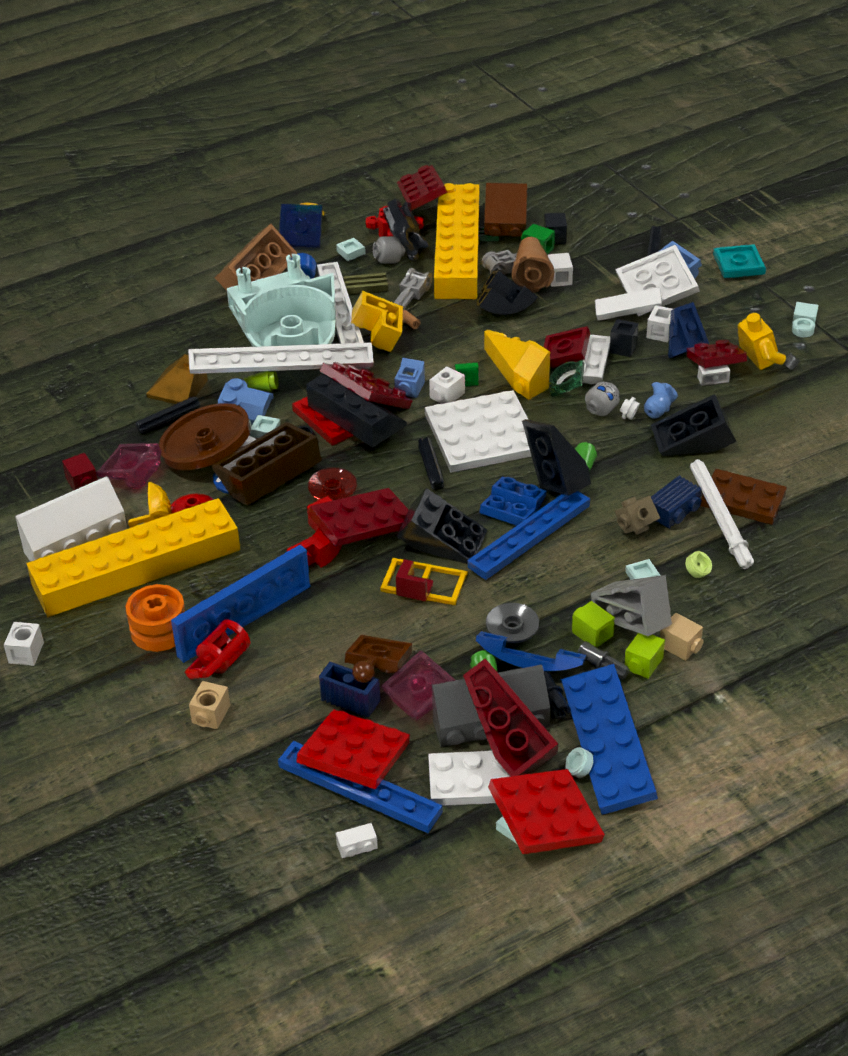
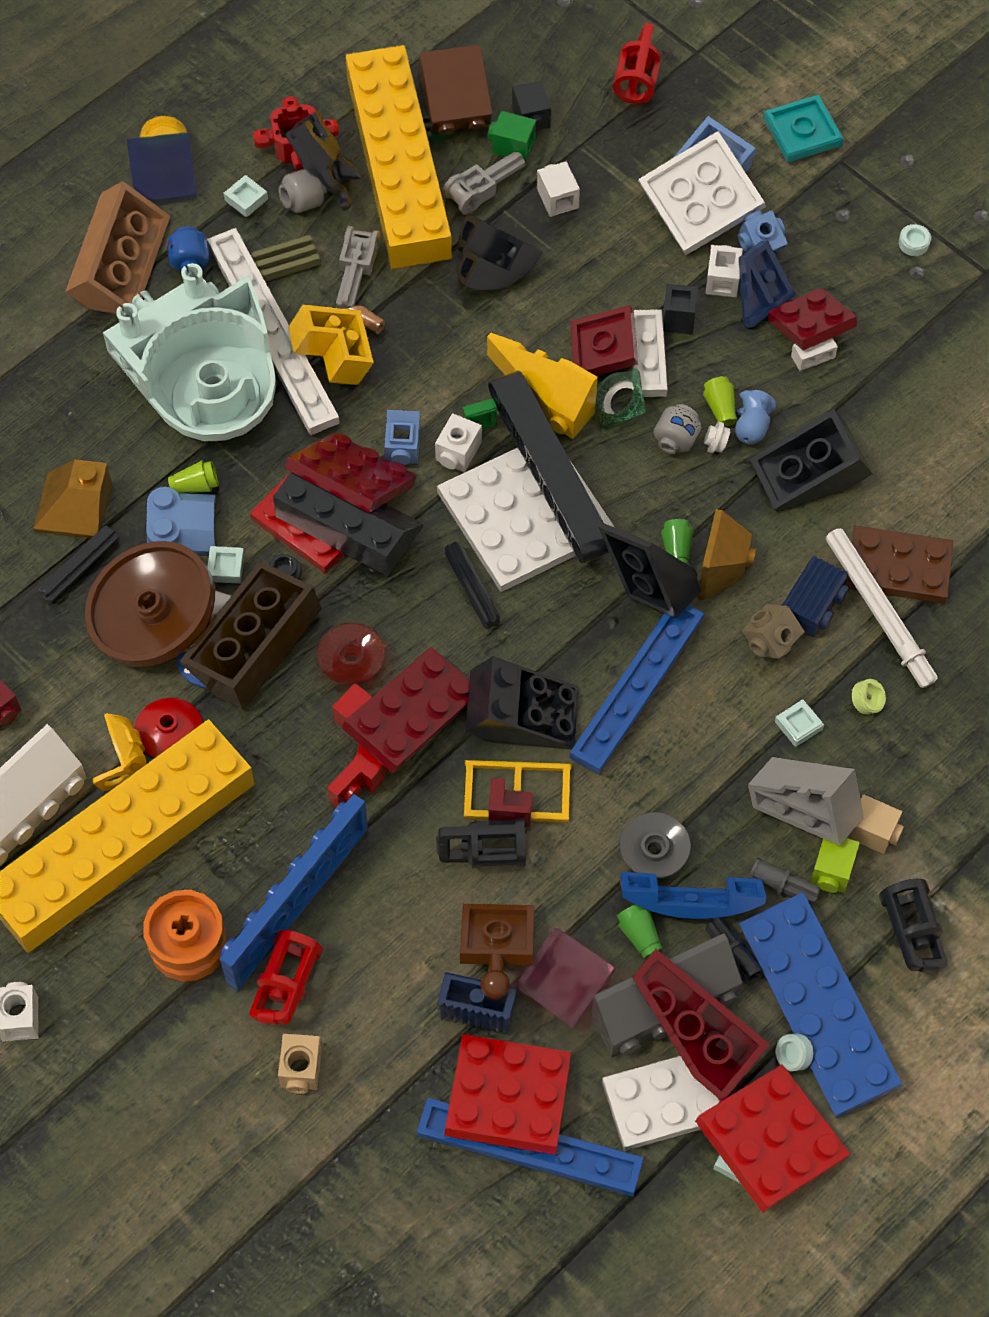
camera: 15 degrees left, 20 degrees up
(132, 463) = (59, 669): clear pink slope -> none
(278, 357) = (215, 445): white plate -> none
(356, 840) = (549, 1229): white piece -> none
(380, 599) = (472, 843): none -> black piece
(421, 186) = (320, 62): dark red plate -> none
(503, 400) = (549, 465): none -> black beam
(512, 501) = (600, 632): blue slope -> none
(532, 266) = (520, 193): medium nougat cone -> none
(593, 624) = (757, 826): lime brick -> none
(613, 467) = (726, 555): none -> pearl gold slope
(628, 303) = (671, 242): white tile -> none
(636, 213) = (640, 59): none -> red piece
(639, 387) = (721, 399): none -> lime cone
(654, 240) = (676, 113): black axle -> none
(695, 701) = (919, 935): none -> black piece
(701, 303) = (762, 228): none -> medium blue brick
(760, 344) = (869, 290): yellow torso -> none
(805, 310) = (912, 210): light aqua tile -> none

